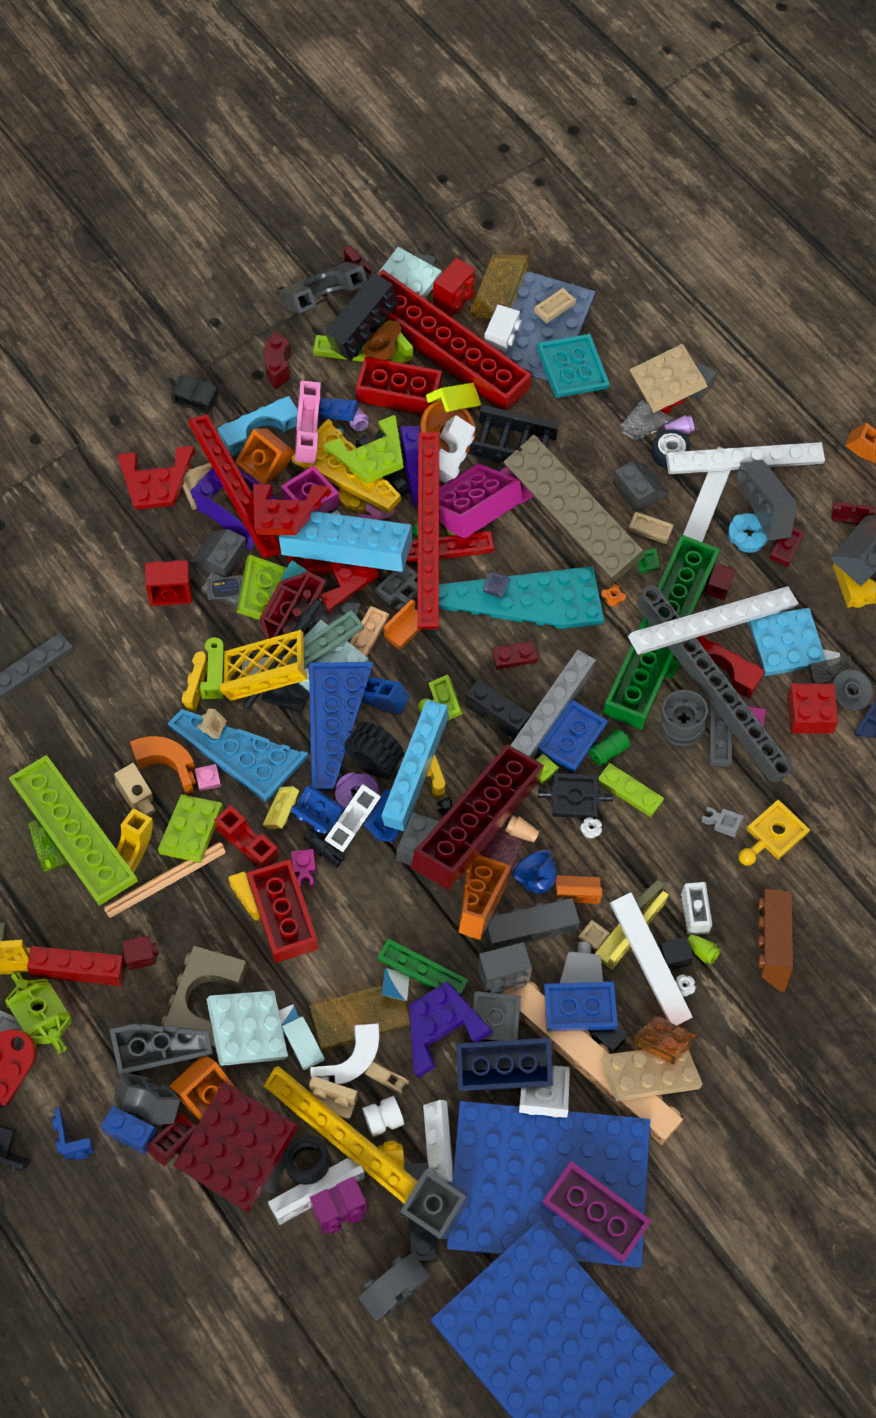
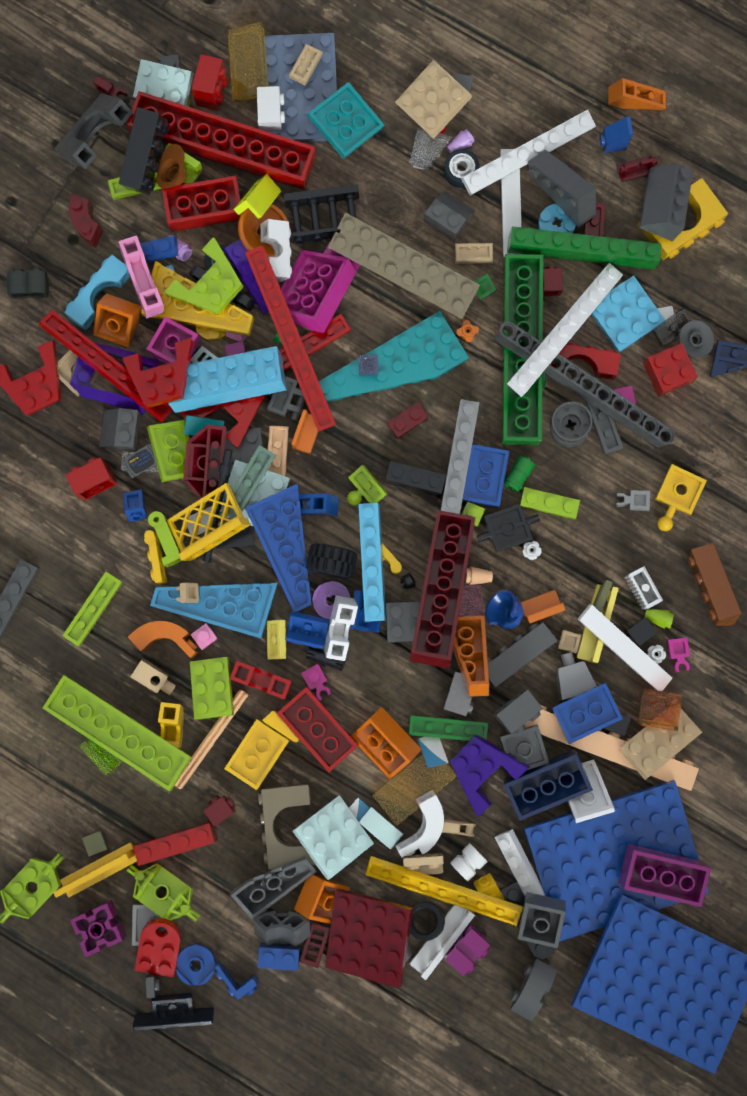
camera: 20 degrees left, 20 degrees up
(23, 1097) = (184, 965): none -> blue plate
(107, 705) = (92, 609): none -> lime plate
(198, 627) = (134, 505): none -> blue bracket
(206, 913) = (256, 754): none -> yellow plate
(348, 956) = (386, 743): none -> orange slope
(447, 942) = (458, 698): none -> flat silver brick
(711, 991) = (678, 650): none -> dark pink plate
(768, 562) = (584, 248): none -> green brick
(841, 474) = (616, 136): none -> blue slope

